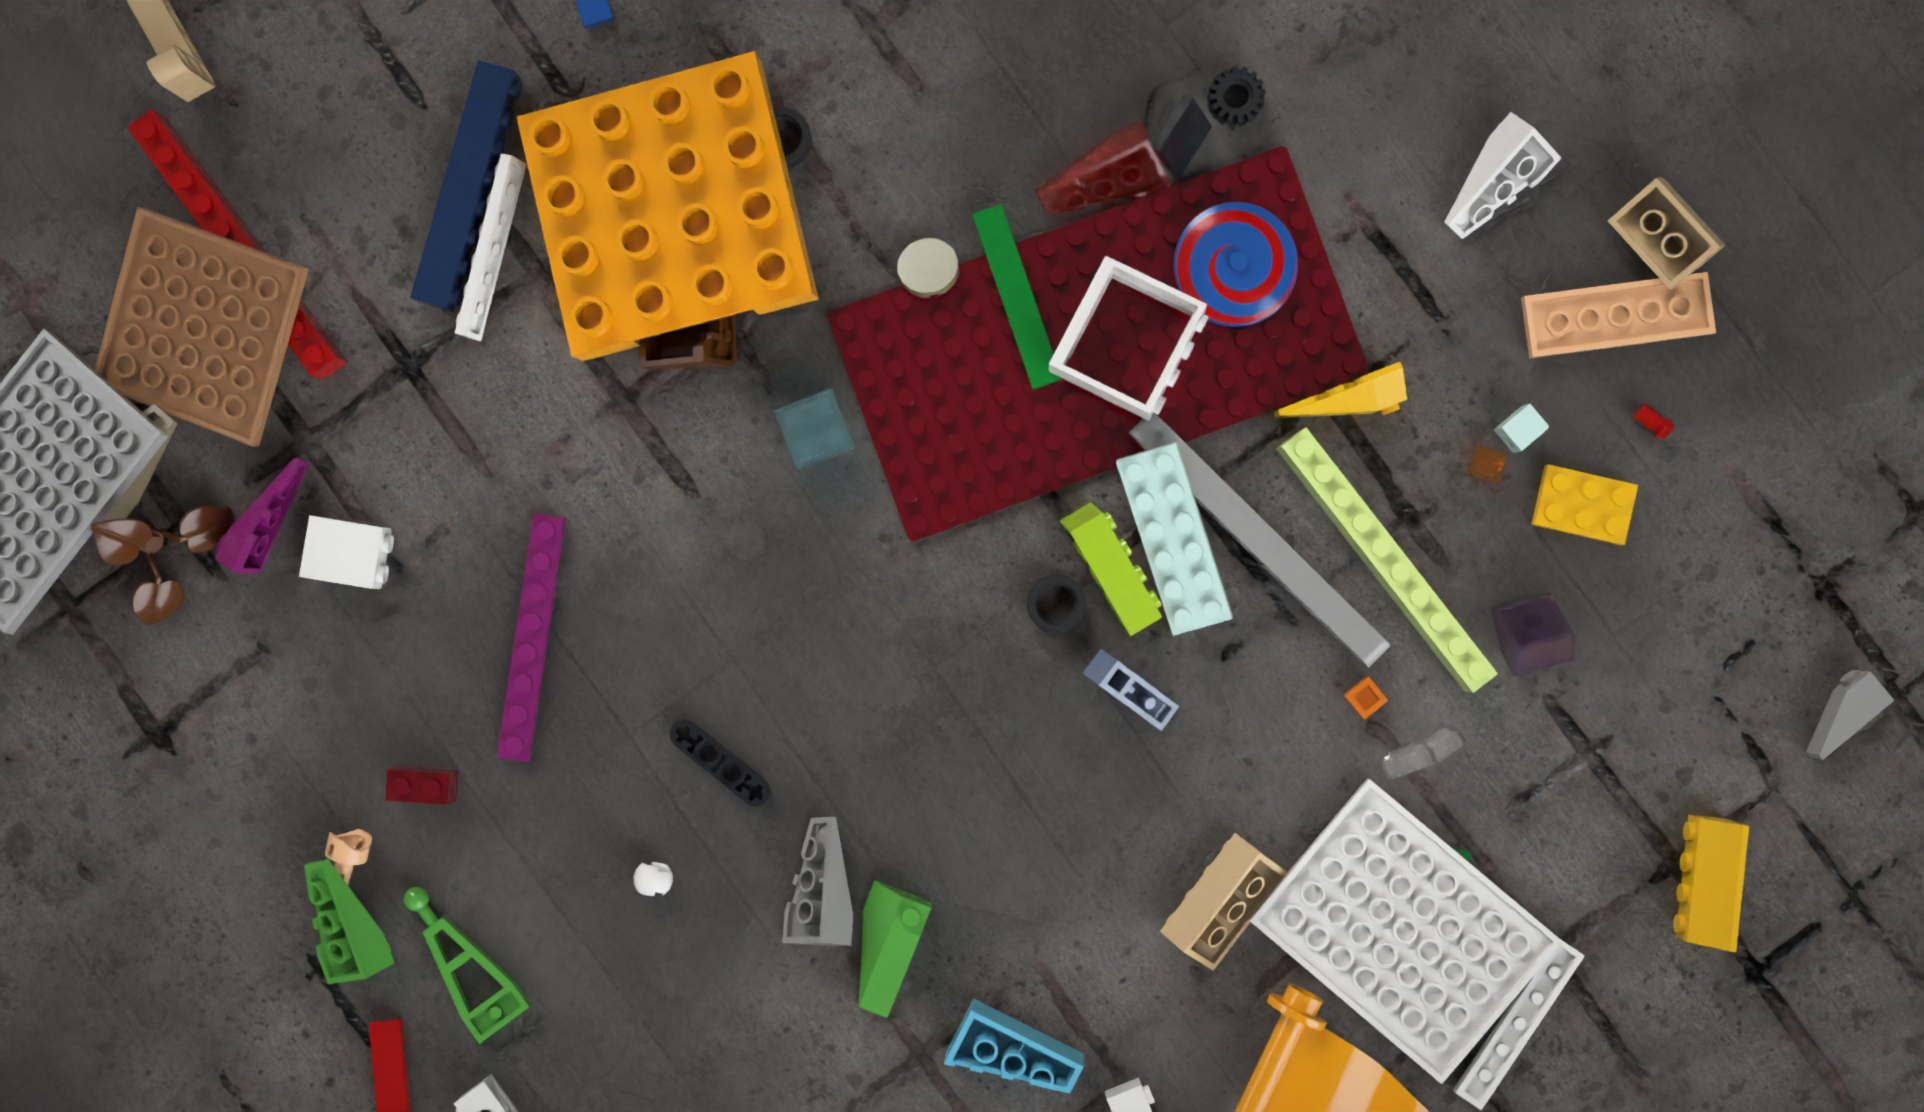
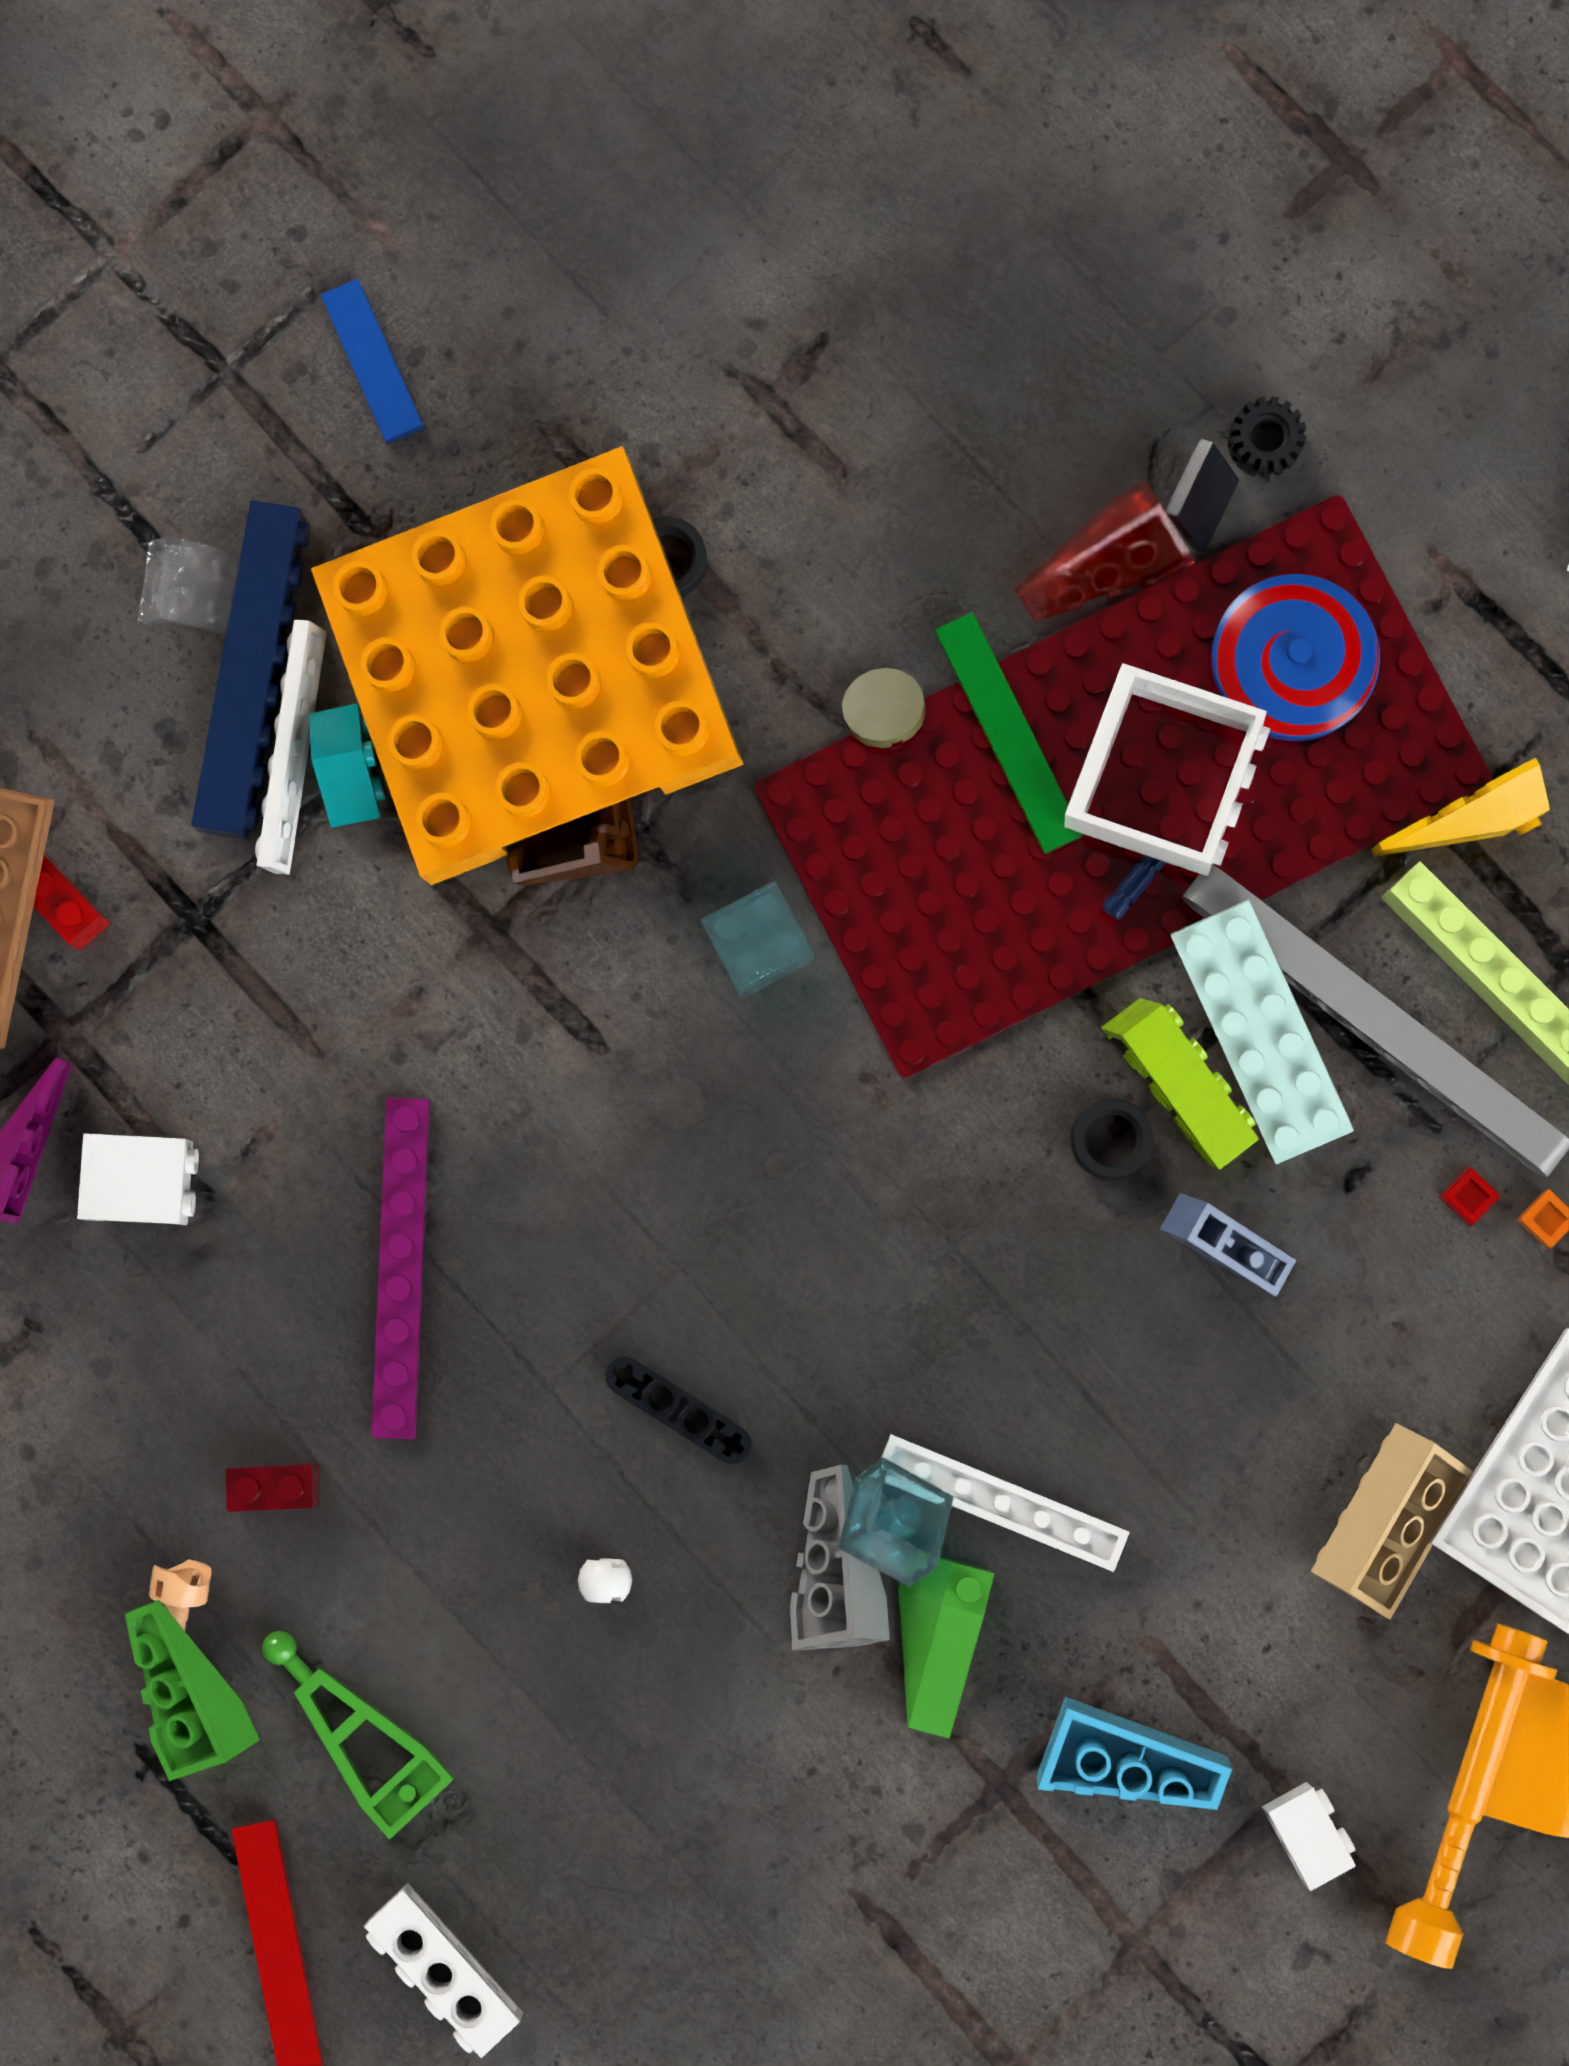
camera: 10 degrees left, 5 degrees down
(427, 118) = (188, 585): none -> clear bracket
(526, 266) = (343, 764): none -> teal brick
(864, 863) = (896, 1522): none -> clear light blue brick
(944, 856) = (1012, 1505): none -> white plate
(1093, 421) = (1132, 886): none -> dark blue axle
(1311, 674) = (1469, 1196): none -> red tile

